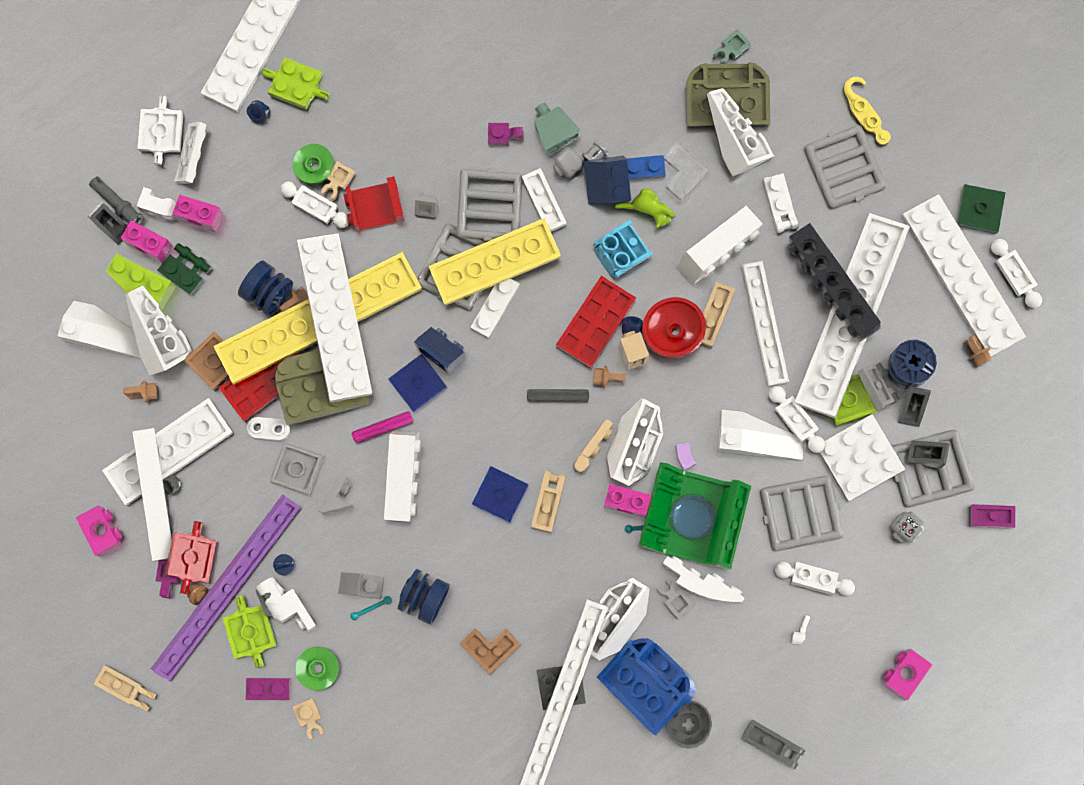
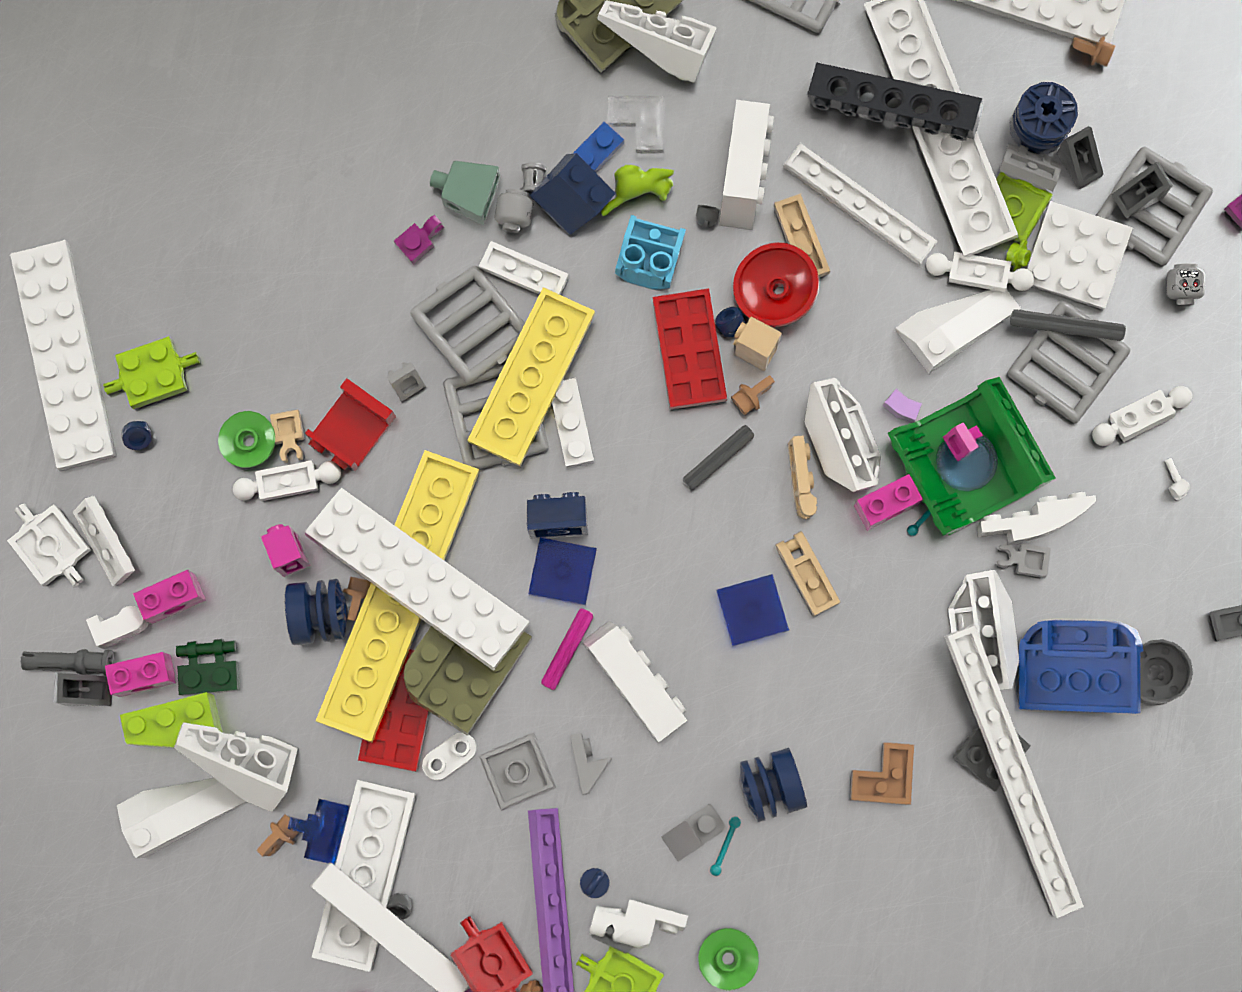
camera: 40 degrees left, 0 degrees up
(166, 408) = (322, 830): none -> clear blue hinge
(207, 363) = (322, 744): medium nougat plate -> none
(279, 241) = (285, 550): none -> dark pink brick
(674, 256) = (707, 213): none -> dark grey hinge
(698, 503) = (962, 440): none -> dark pink tile
(780, 202) = (765, 70): white plate -> none
(818, 491) = (1067, 325): none -> dark grey axle
(827, 428) = (1018, 255): none -> lime plate

